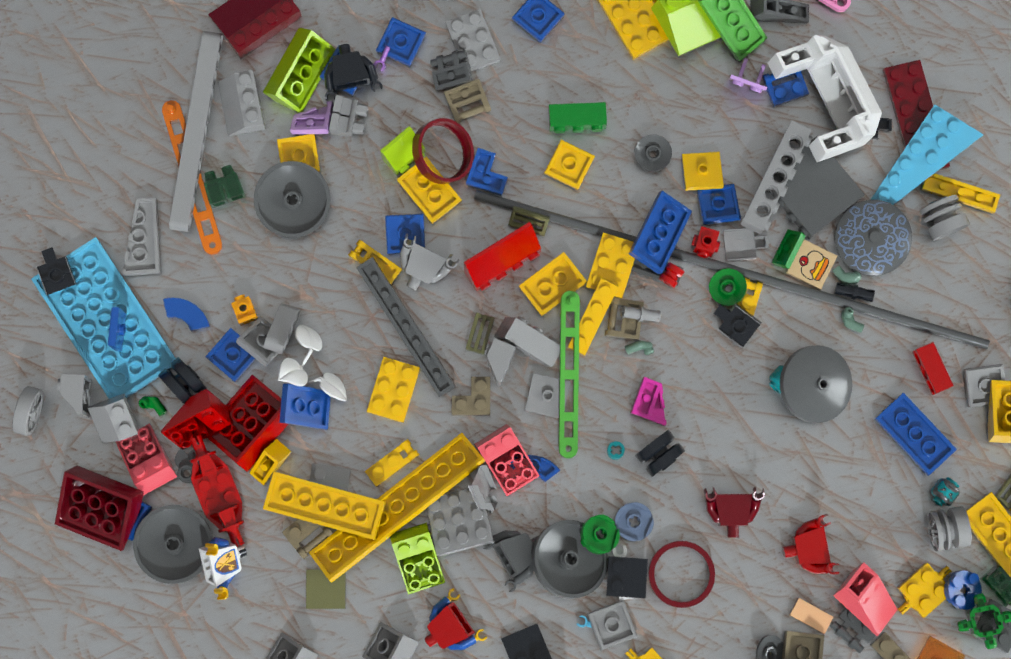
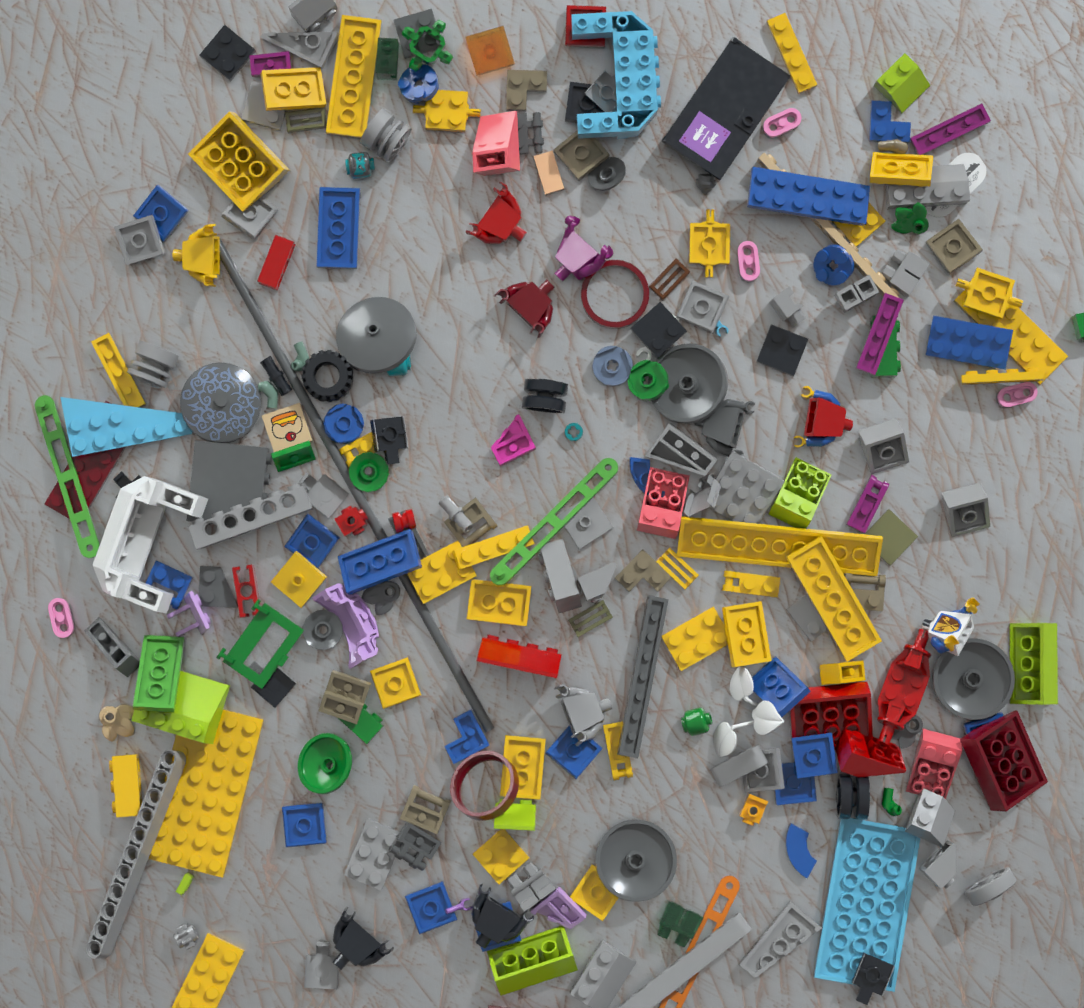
camera: 135 degrees left, 5 degrees up
(117, 329) = (866, 883): blue plate -> none
(140, 597) = (1034, 663): none -> lime slope
(235, 384) = (814, 755): none -> blue plate
(339, 332) = (696, 721): none -> green head
(362, 424) = (746, 634): none -> yellow plate
(362, 596) = (867, 505): none -> magenta plate
(386, 118) = (500, 855): none -> yellow plate
(460, 424) = (683, 563): none -> yellow tile
(528, 507) = (681, 451): none -> light grey wedge
(530, 214) = (466, 669): olive tile -> none
(564, 66) = (316, 763): none -> green dish
(594, 120) = (344, 697): none -> dark tan slope
(635, 180) = (356, 619): none -> lavender windscreen
(635, 211) = (379, 596): none -> dark grey plate
(640, 345) = (478, 492): sand green arm -> none
(651, 86) = (275, 688): none -> black piece
(661, 618) = (658, 291): none -> reddish brown tile
(683, 103) = (262, 645): none -> green piece
(728, 122) = (239, 586): none -> red piece
(734, 575) = (577, 255): none -> torso
(751, 112) = (214, 589): none -> dark grey wing
(777, 303) = (343, 423): none -> blue tile
(830, 311) = (315, 363): none -> black tyre
(984, 123) = (46, 407): none -> bright green piece
(987, 322) = (201, 255): none -> yellow torso

